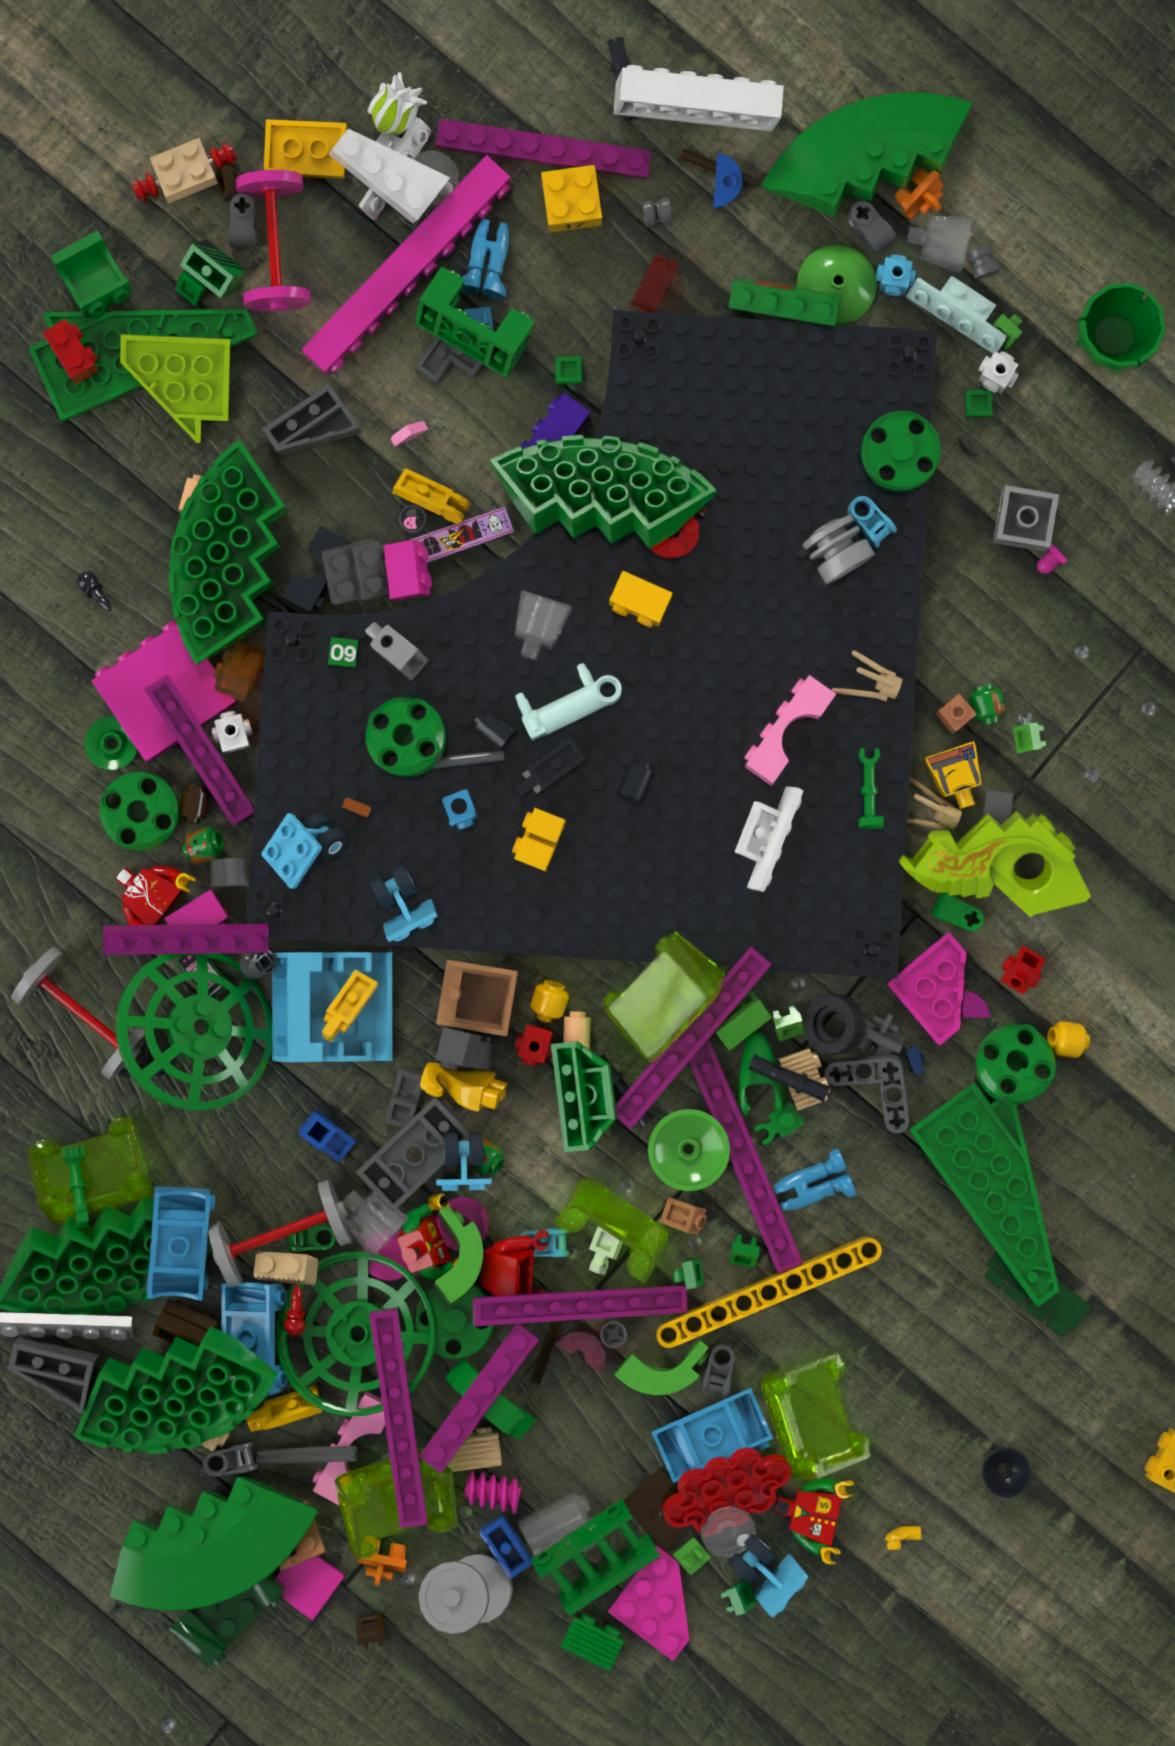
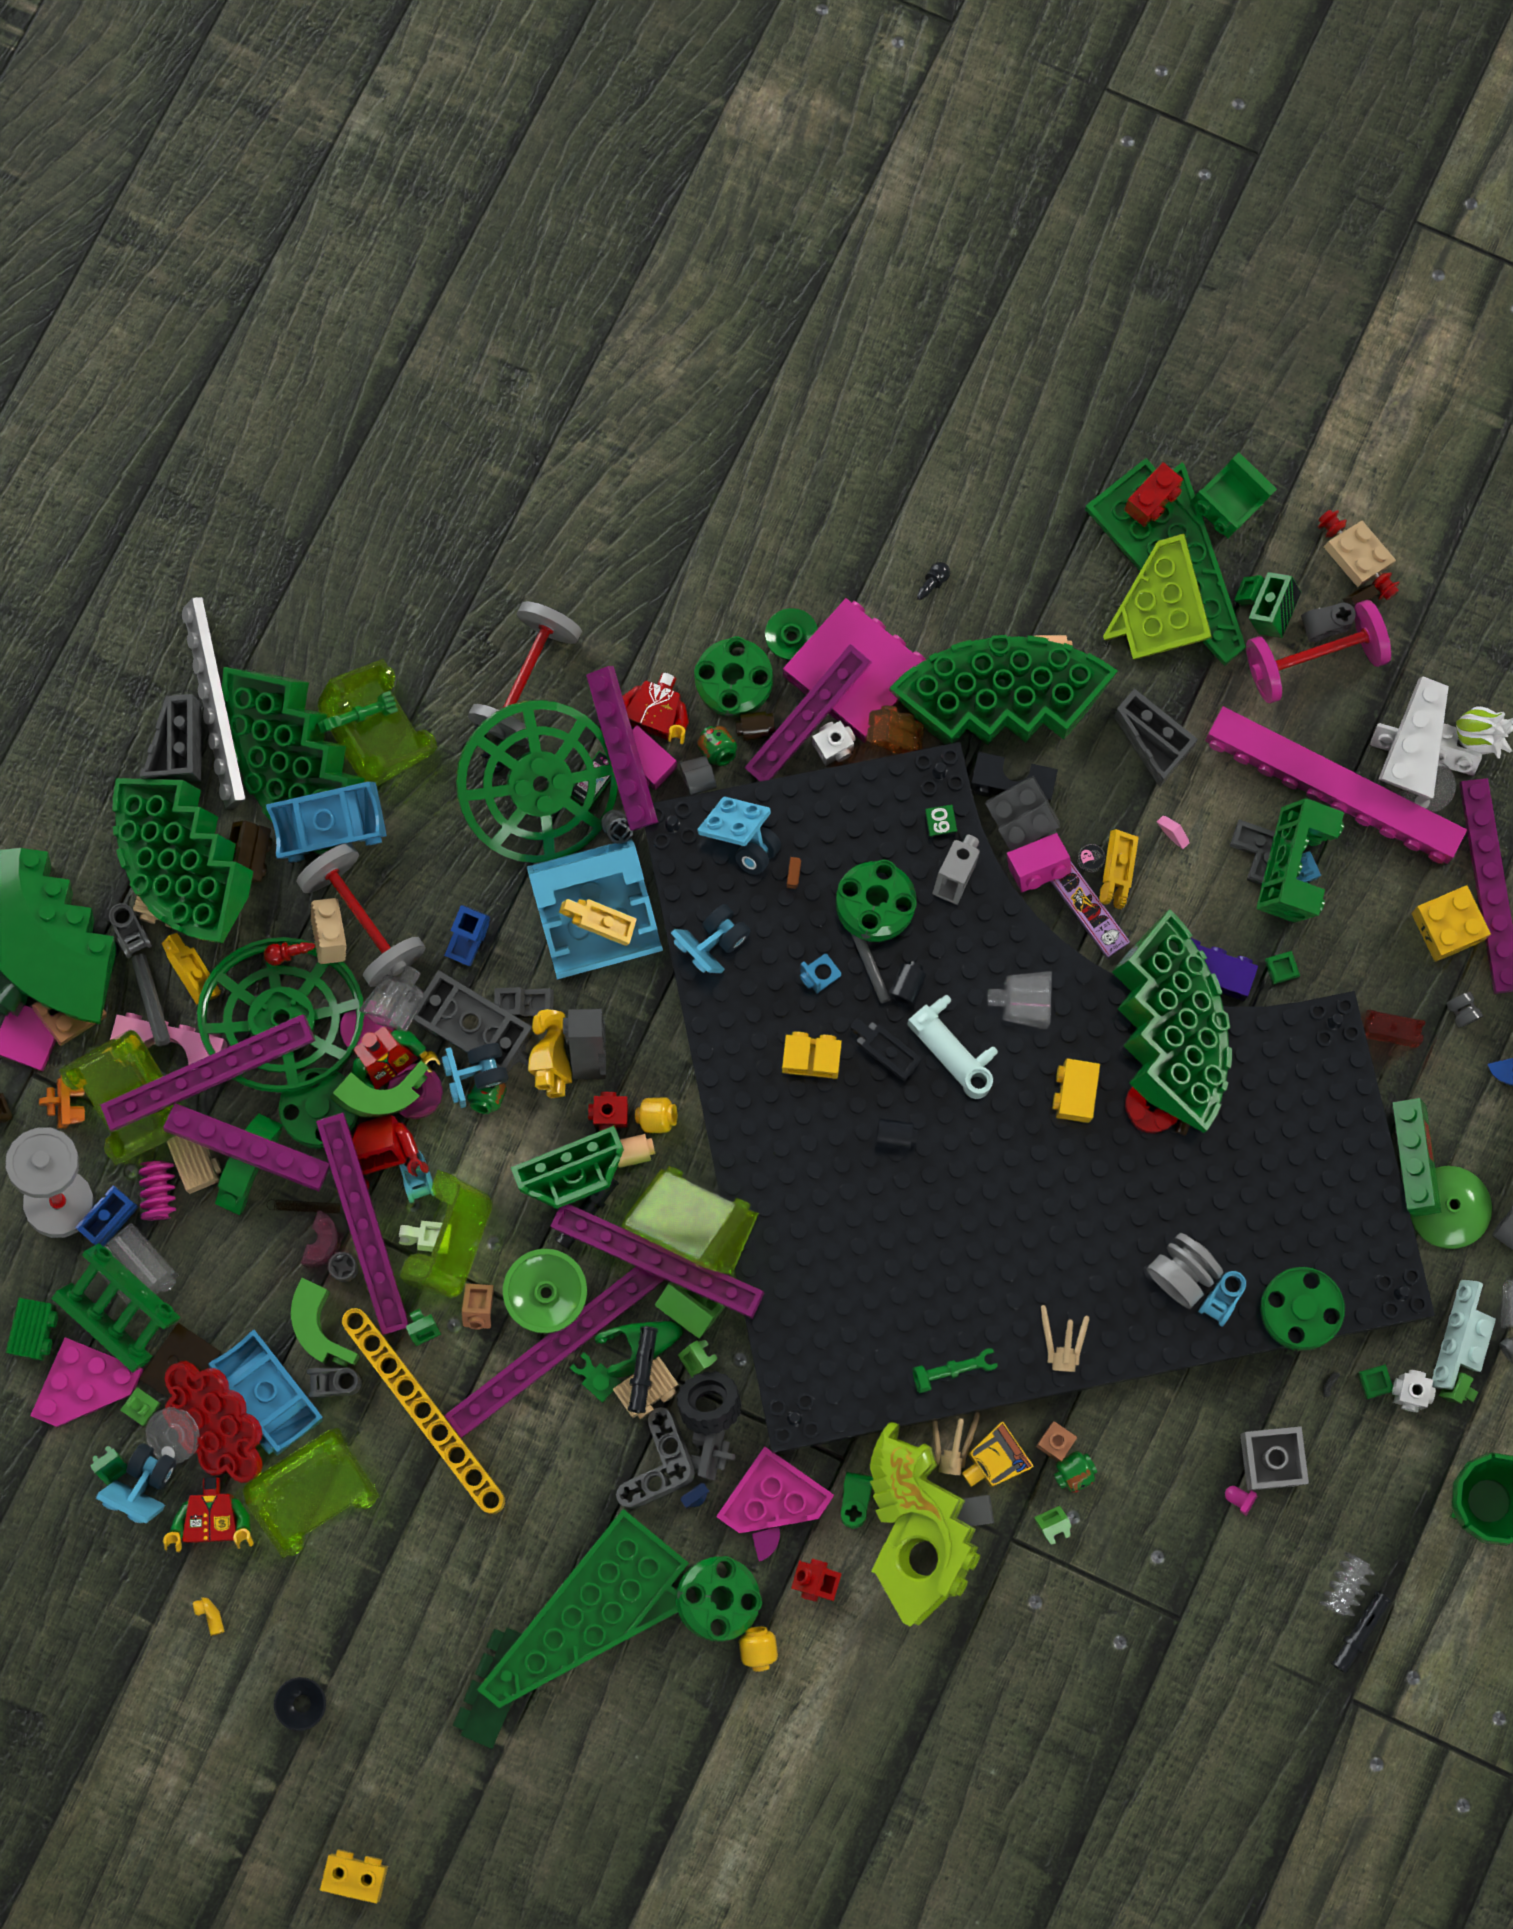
camera: 80 degrees right, 10 degrees down
(250, 1318) = (267, 911): dark azure piece -> none
(303, 147) = (1417, 654): yellow plate -> none
(310, 1239) = (361, 946): green piece -> none
(477, 997) = (640, 1041): medium nougat piece -> none
(498, 252) = (1341, 870): dark azure piece -> none
(744, 1254) = (455, 1376): green tile -> none
(765, 835) = (878, 1275): white bracket -> none
(809, 702) = (1024, 1282): bright pink arch -> none
(810, 1195) = (547, 1415): dark azure piece -> none
(892, 284) = (1468, 1263): medium azure brick -> none

